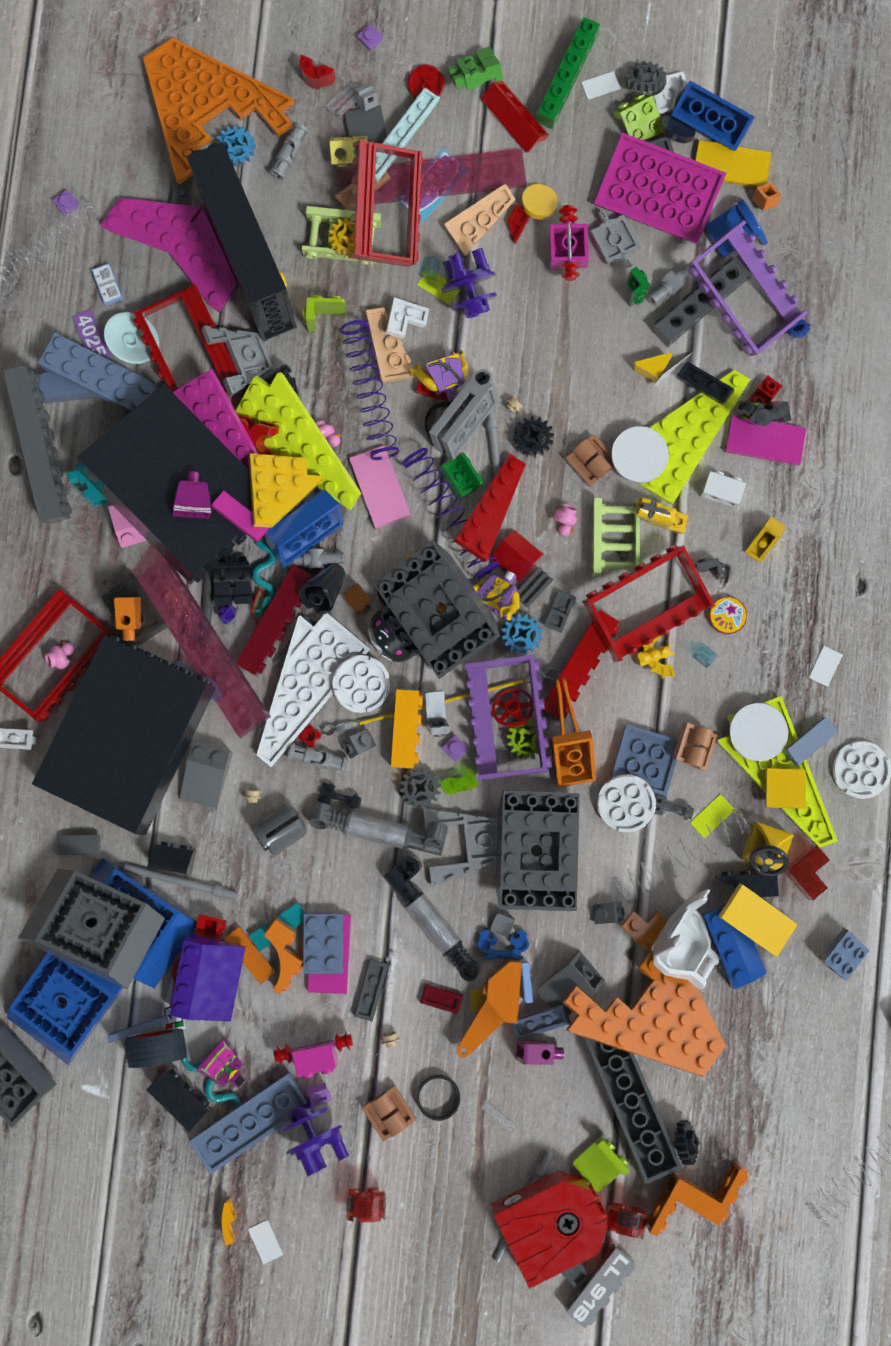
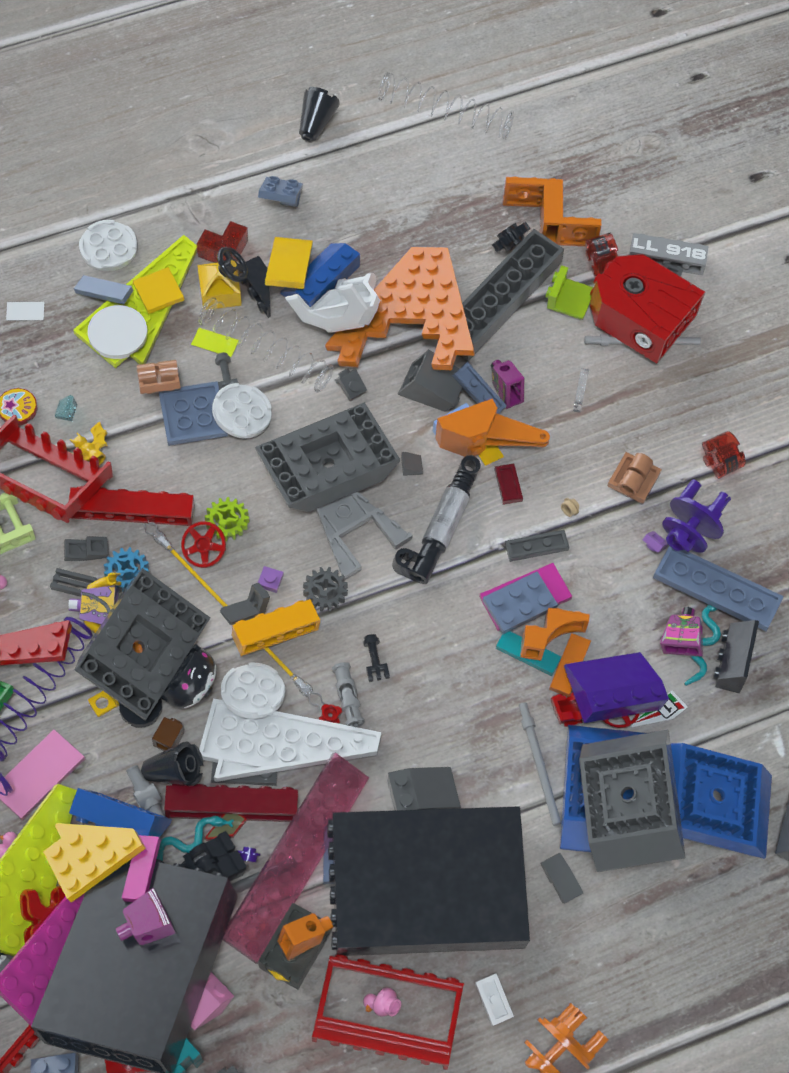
camera: 120 degrees left, 20 degrees down
(137, 1029) = (699, 727): sand blue tile -> none
(155, 1048) = (705, 694): black wheel -> none
(172, 858) = (523, 775): black slope -> none
(252, 796) = (419, 738): tan plate -> none
(283, 838) = (437, 692): dark grey cylinder -> none
(314, 1057) = (624, 556): dark pink brick -> none
(358, 743) = (314, 665): dark grey bracket -> none
(376, 829) = (385, 602): piece -> none
(434, 1117) = (600, 428): black tyre -> none
(453, 786) = (301, 556): clear neon green leg -> none
(482, 717) = (230, 563): medium lavender window -> none
(517, 555) = (47, 607): red slope -> none
(520, 945) = (420, 442): blue helmet -> none
(572, 752) = (215, 469): orange slope -> none

